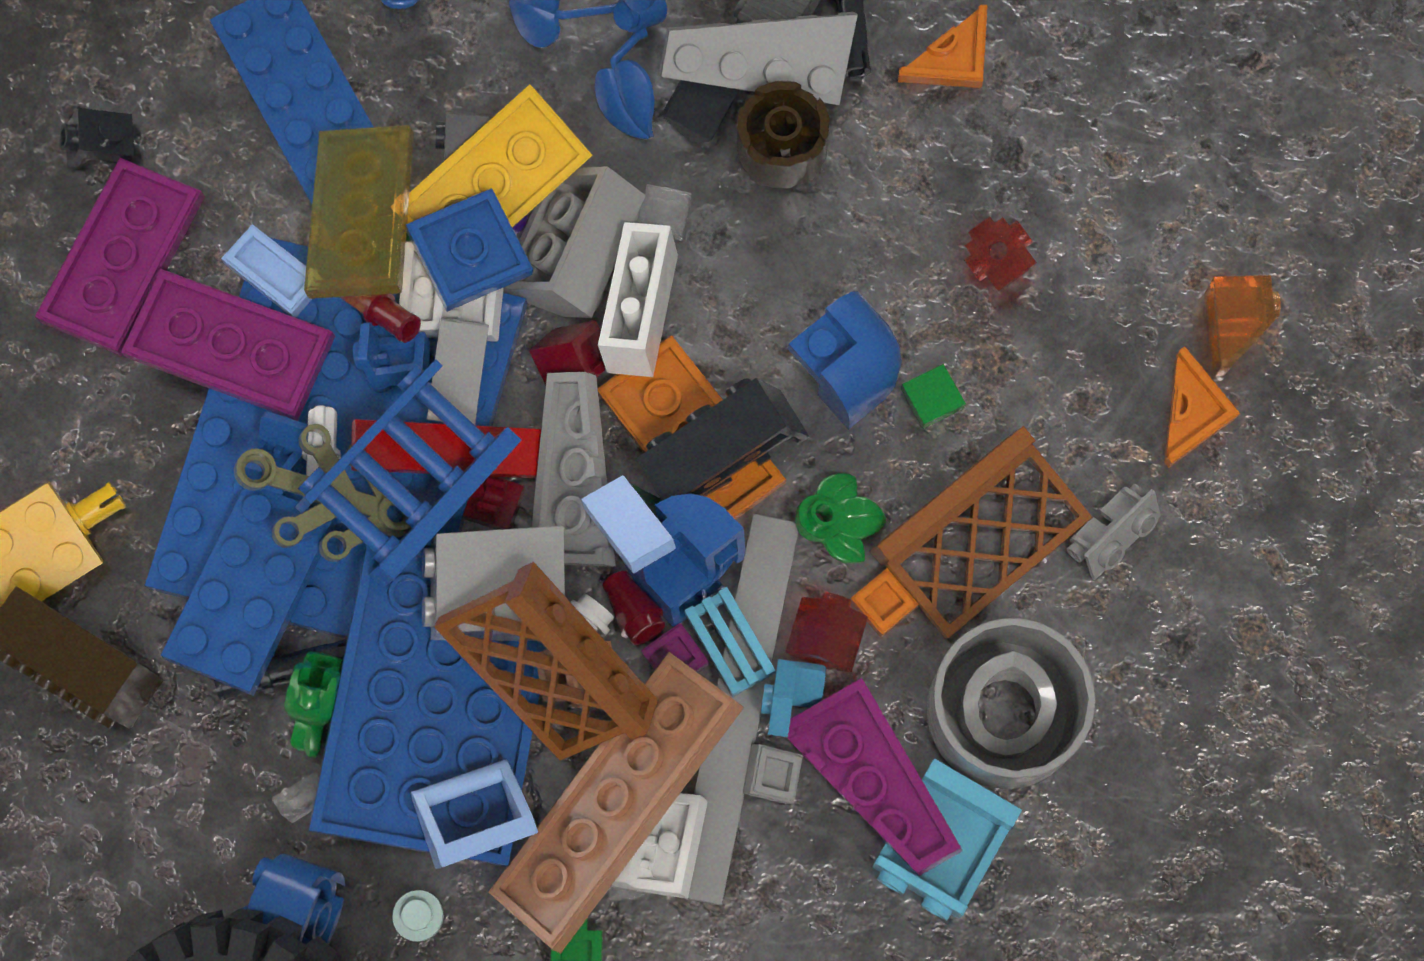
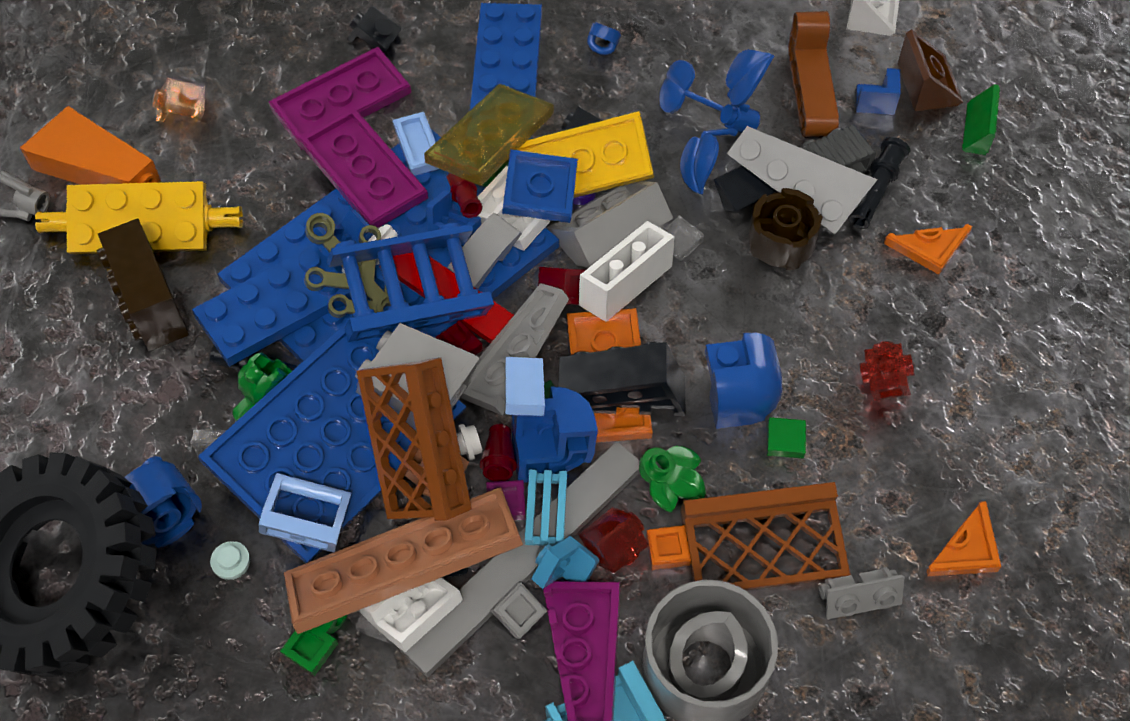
camera: 30 degrees right, 15 degrees down
(1237, 318) = (1037, 504): clear orange slope -> none

